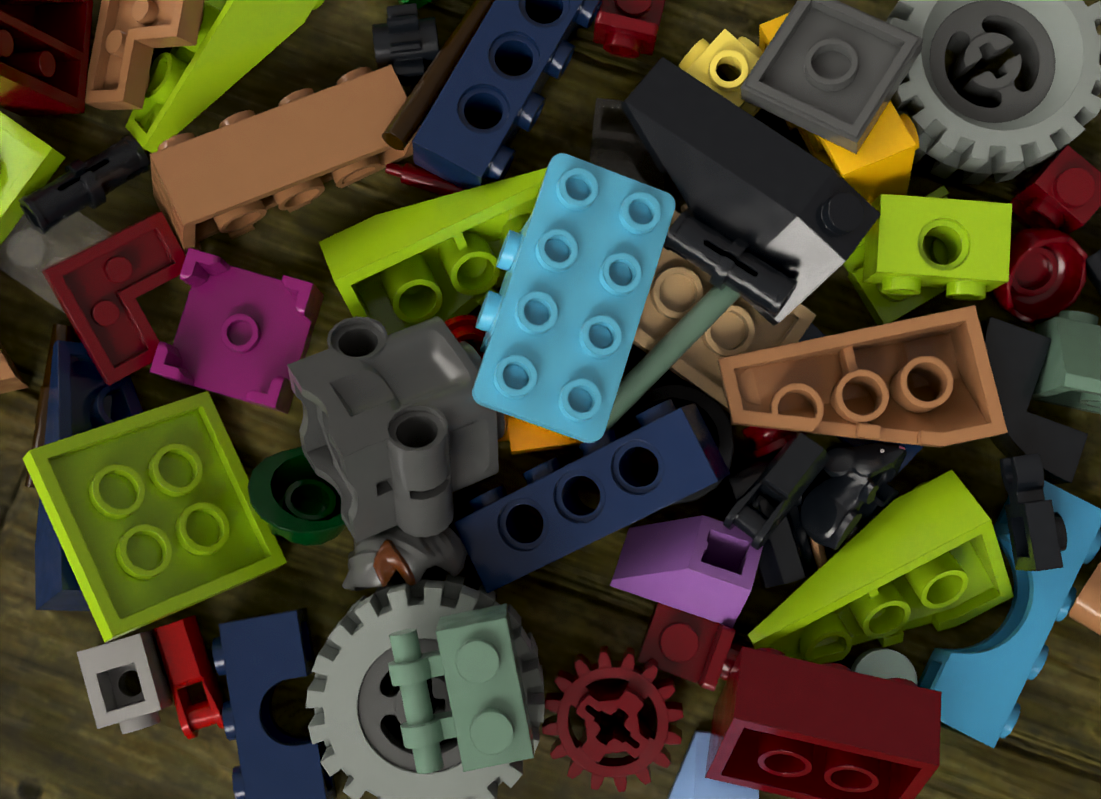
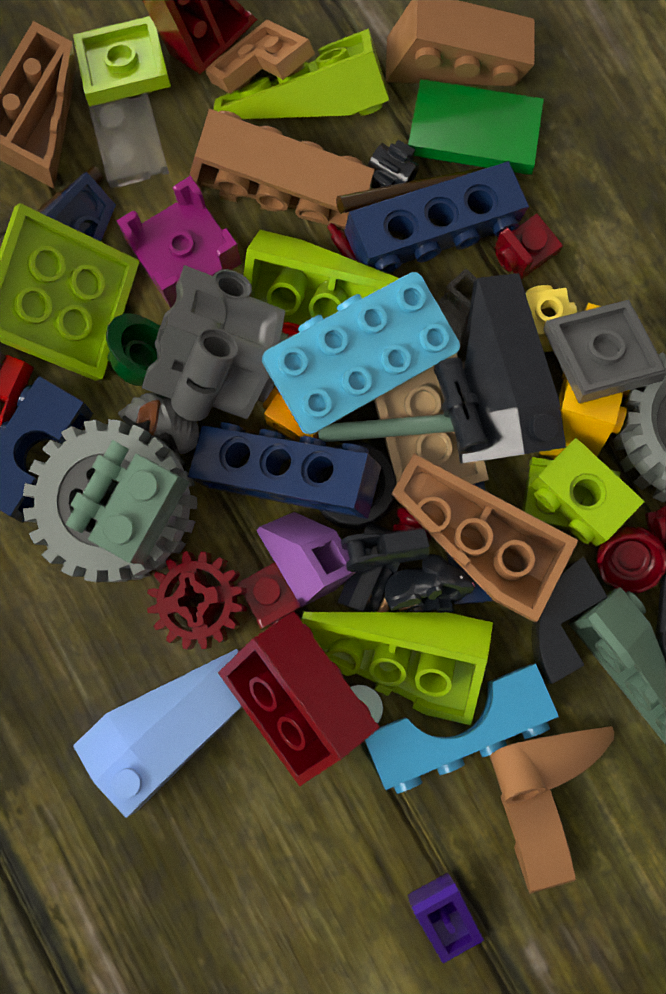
camera: 45 degrees right, 5 degrees down
(84, 184) = (166, 106): black pin -> none
(101, 290) = (128, 163): dark red plate -> none
(1033, 526) = (508, 686): black plate -> none

